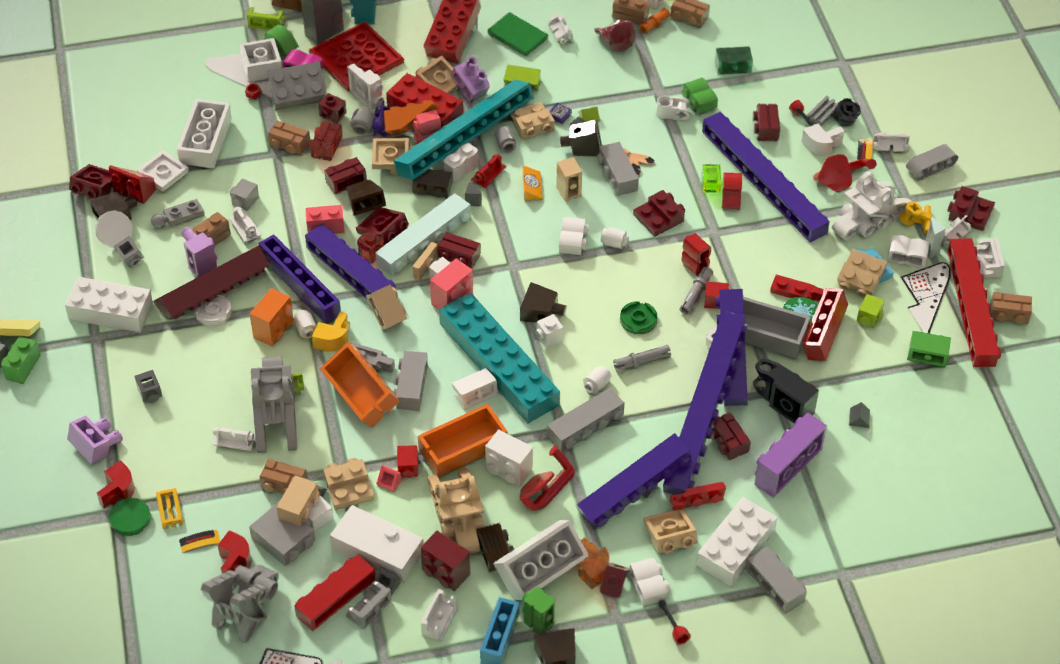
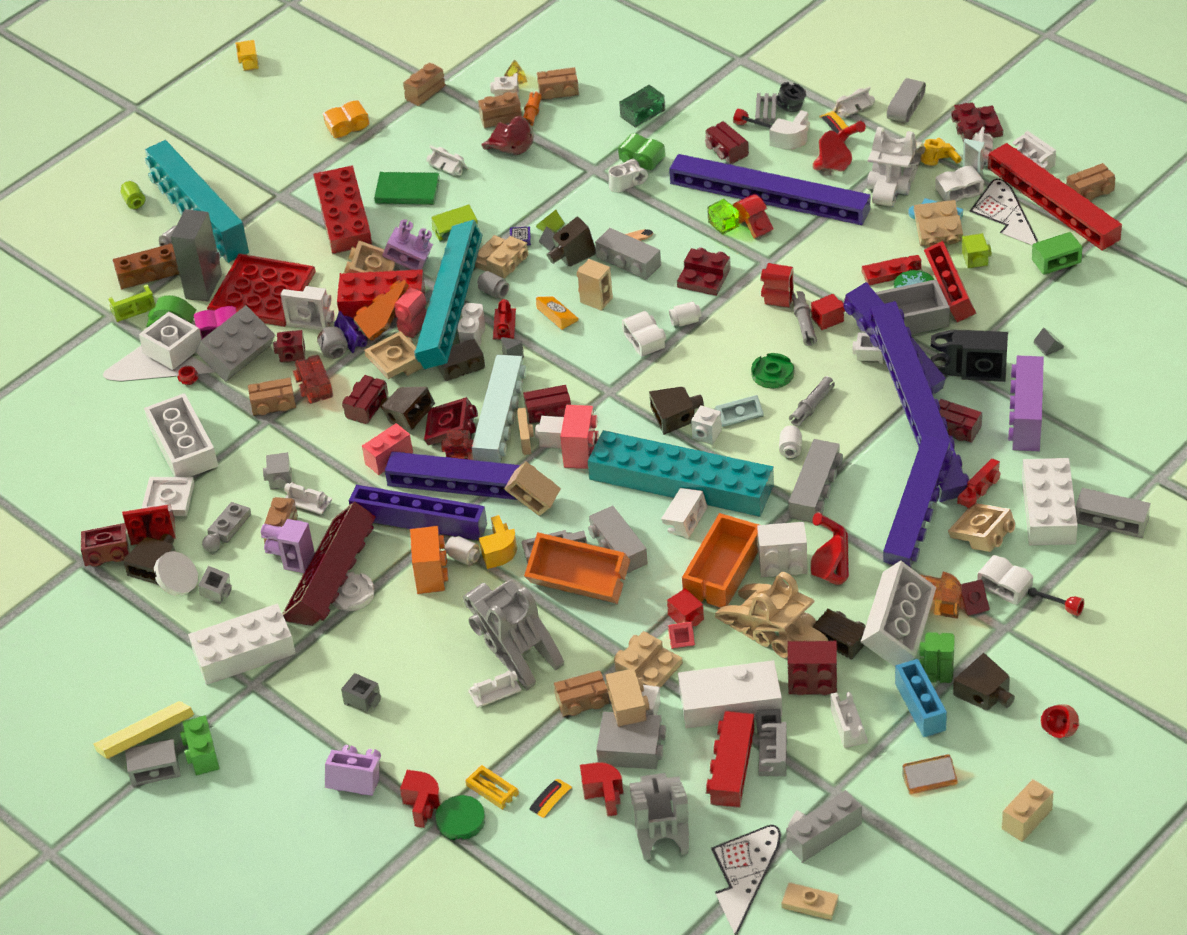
camera: 30 degrees left, 5 degrees down
(585, 334) = (740, 410): none -> light aqua slope

